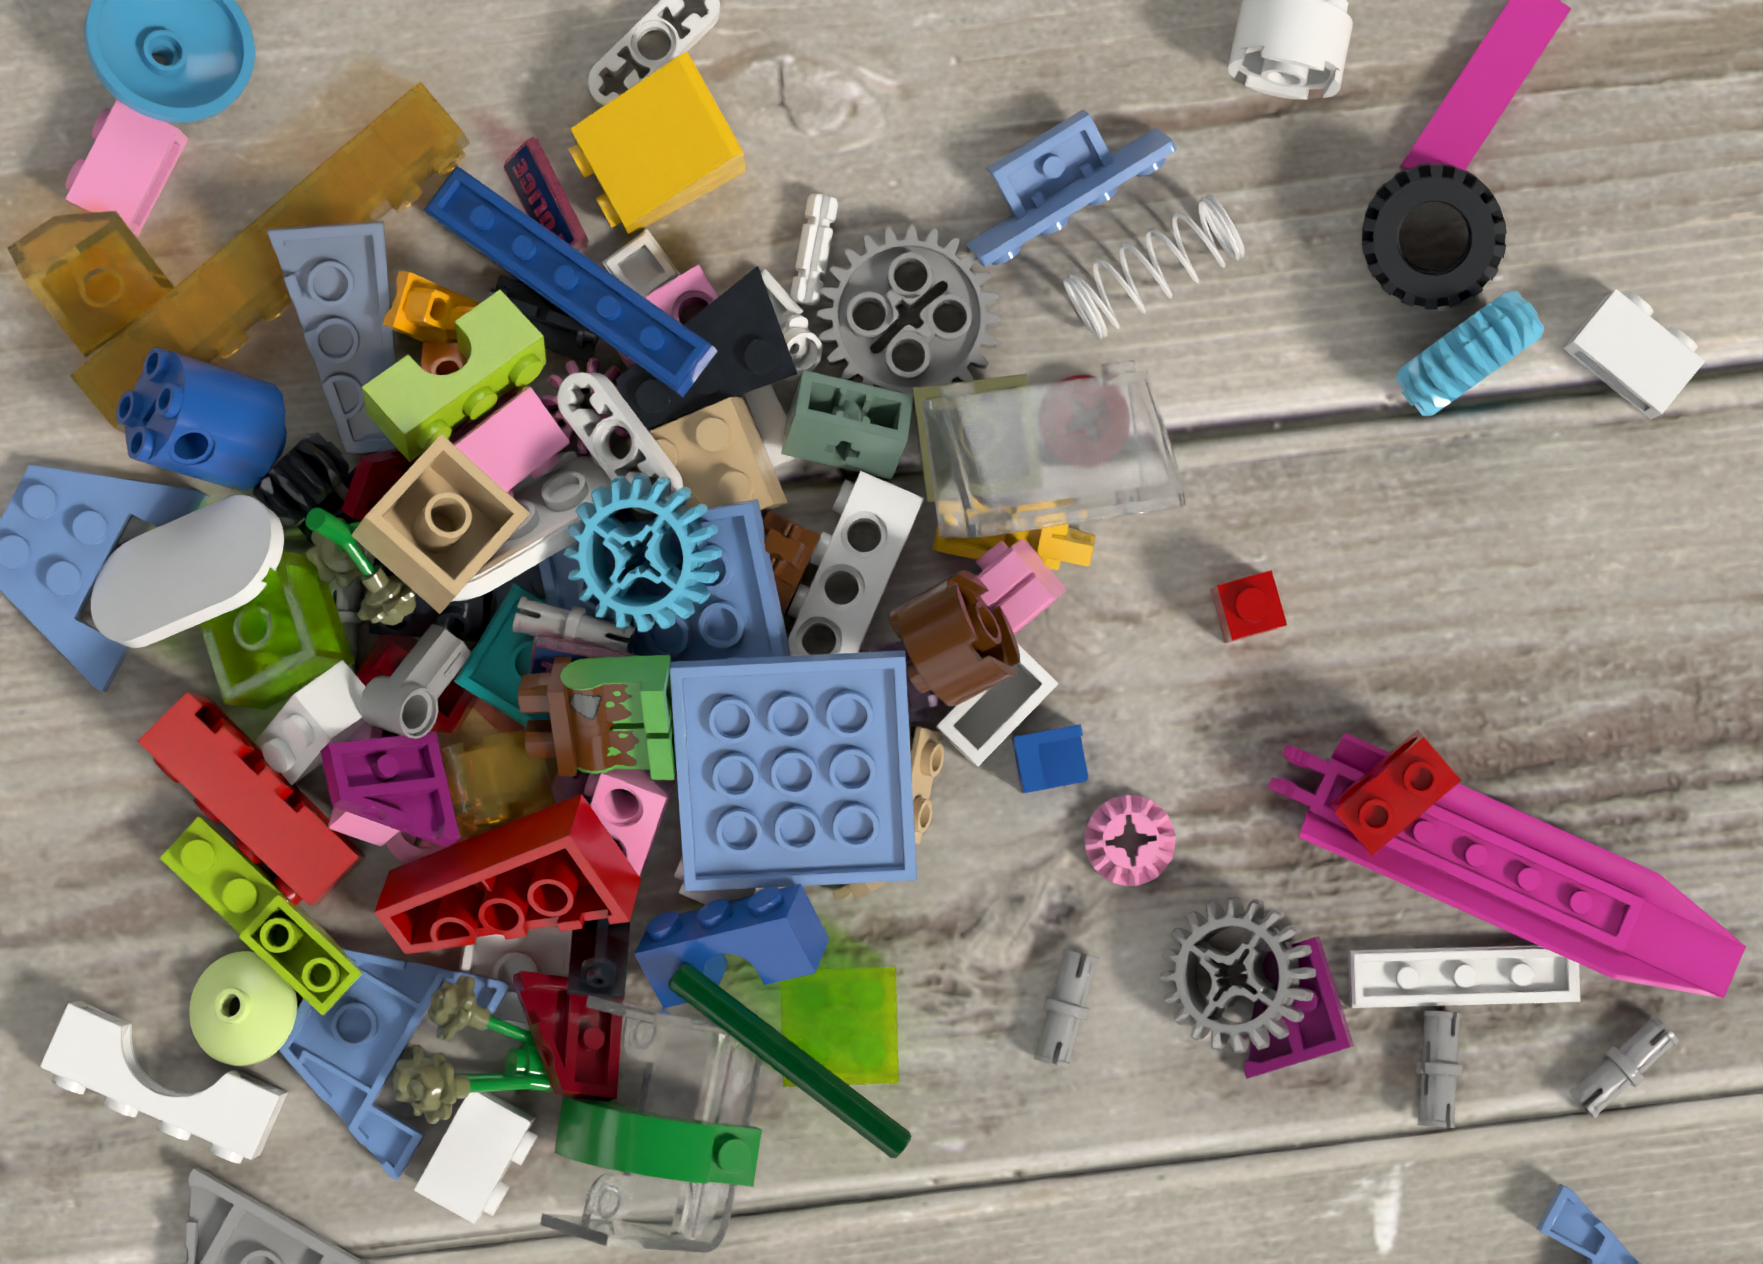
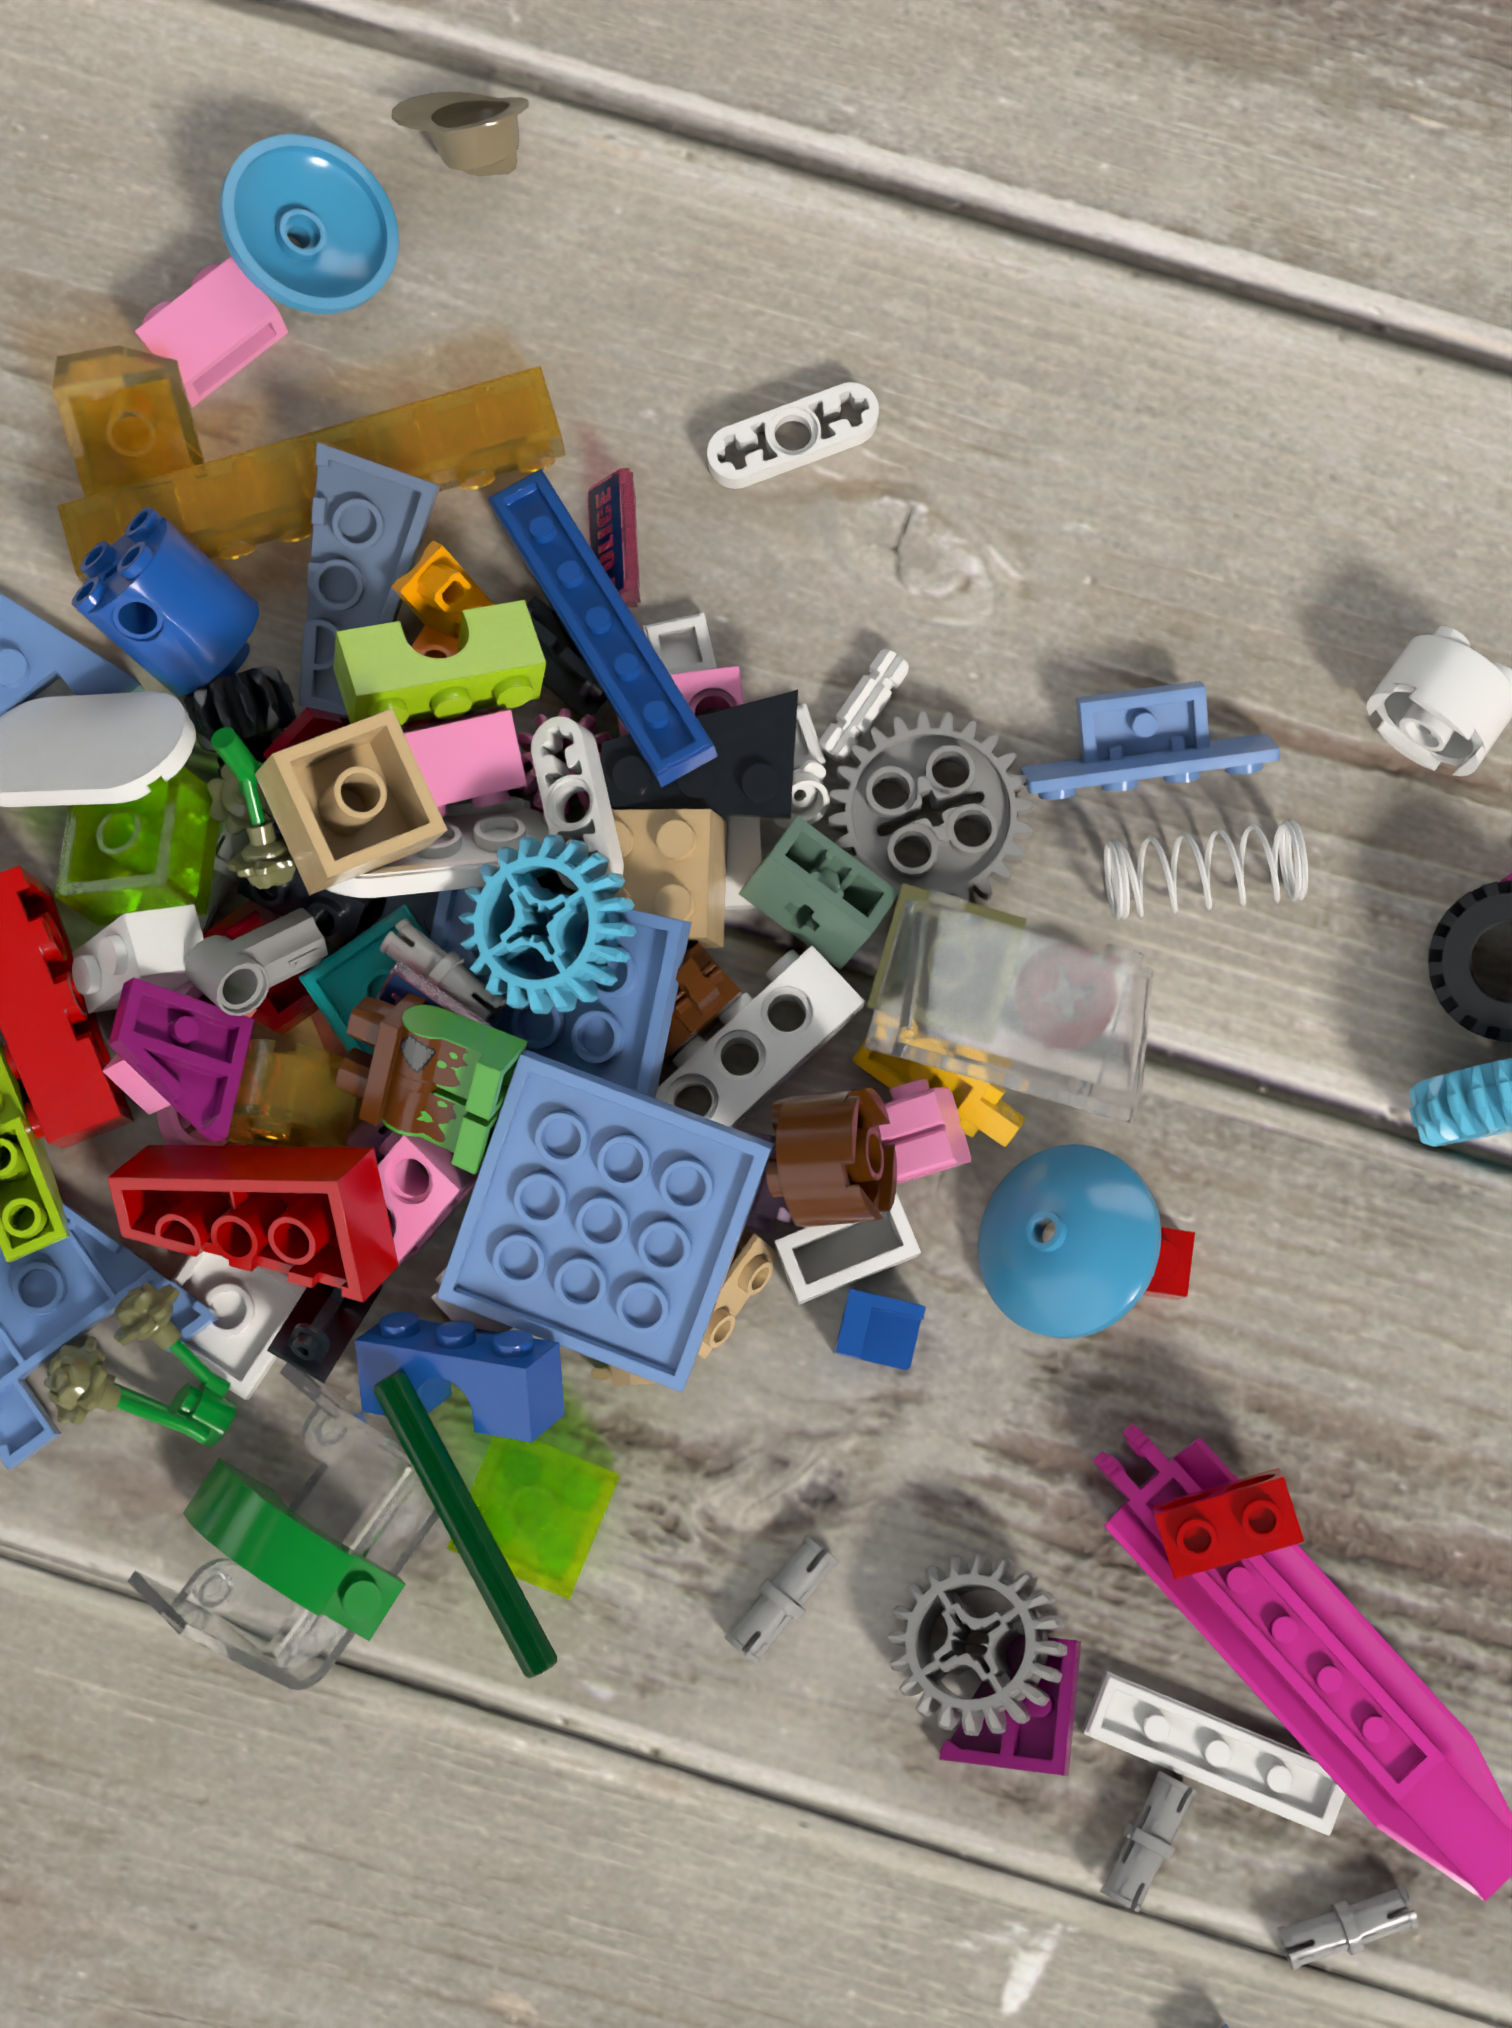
camera: 30 degrees right, 5 degrees down
(476, 1155) = (100, 1480): white brick -> none
(573, 1040) = (253, 1405): dark red wing -> none
(657, 147) = (750, 532): yellow slope -> none
(1109, 822) = (898, 1467): bright pink gear -> none
(1200, 614) = (1100, 1246): none -> dark azure dish

